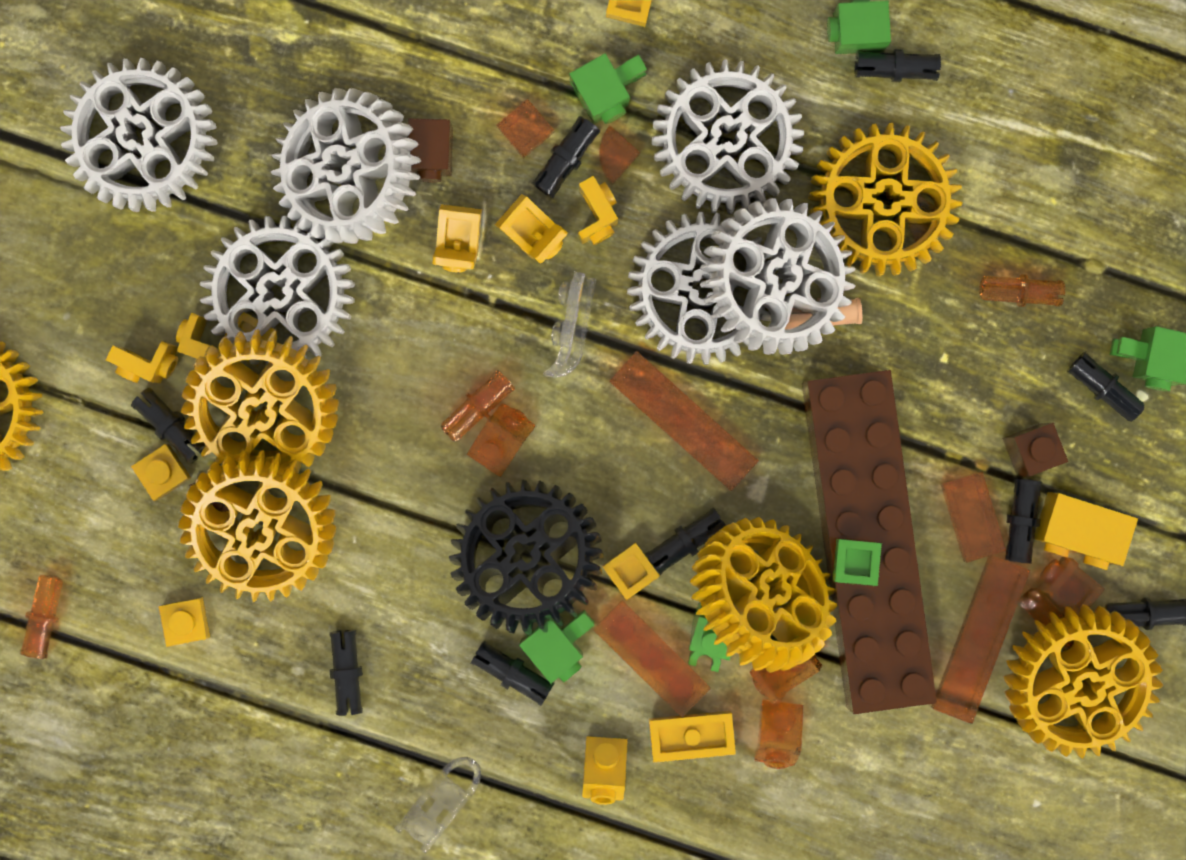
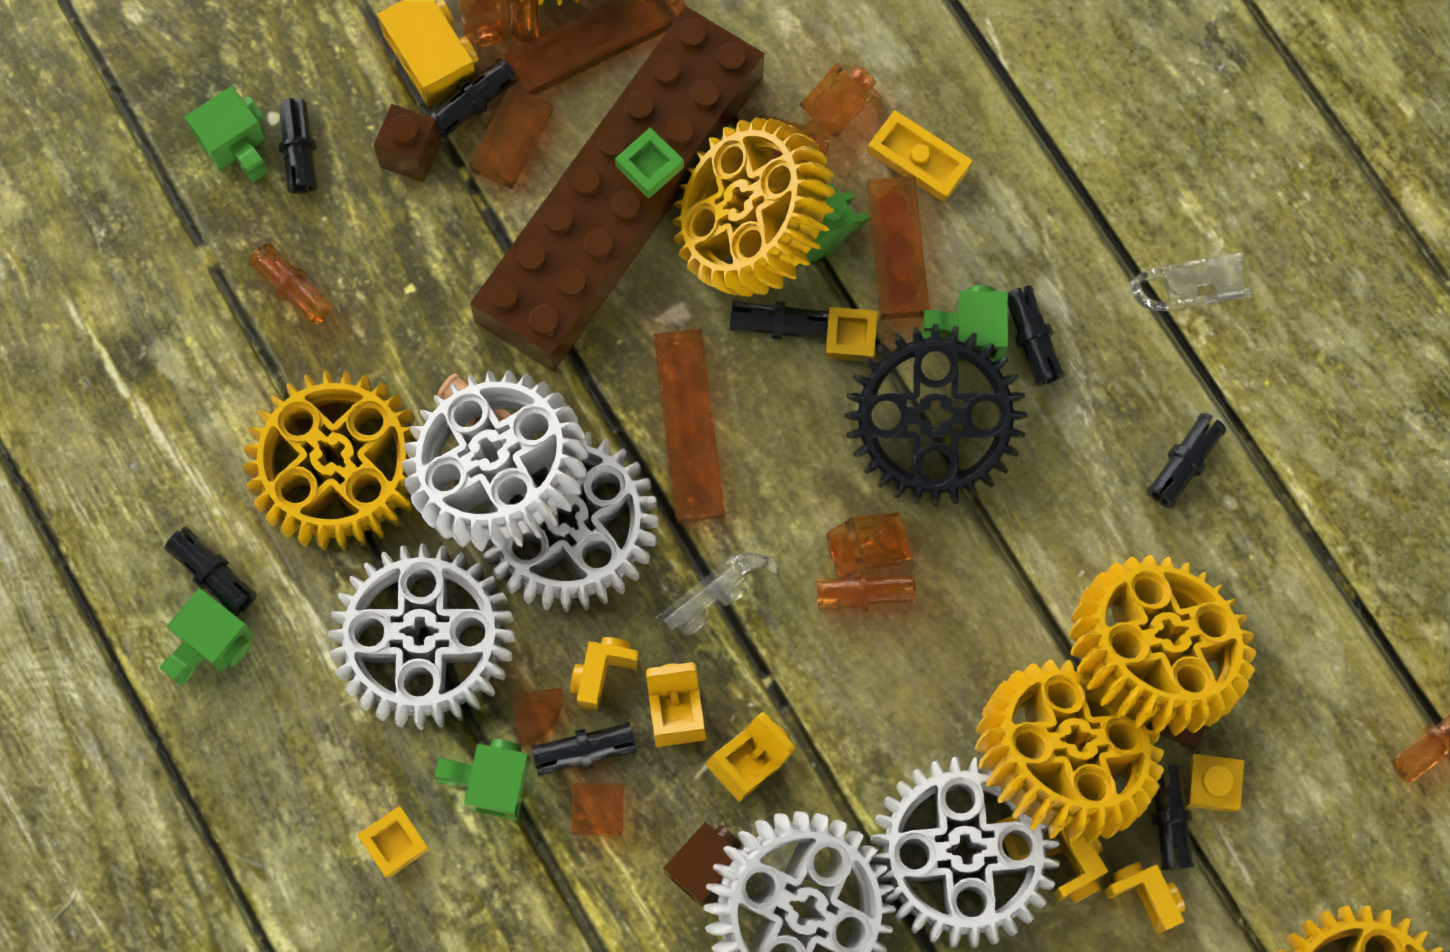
camera: 140 degrees left, 15 degrees down
(184, 622) = (1303, 628): yellow plate -> none
(604, 769) = (1020, 191): yellow bracket -> none

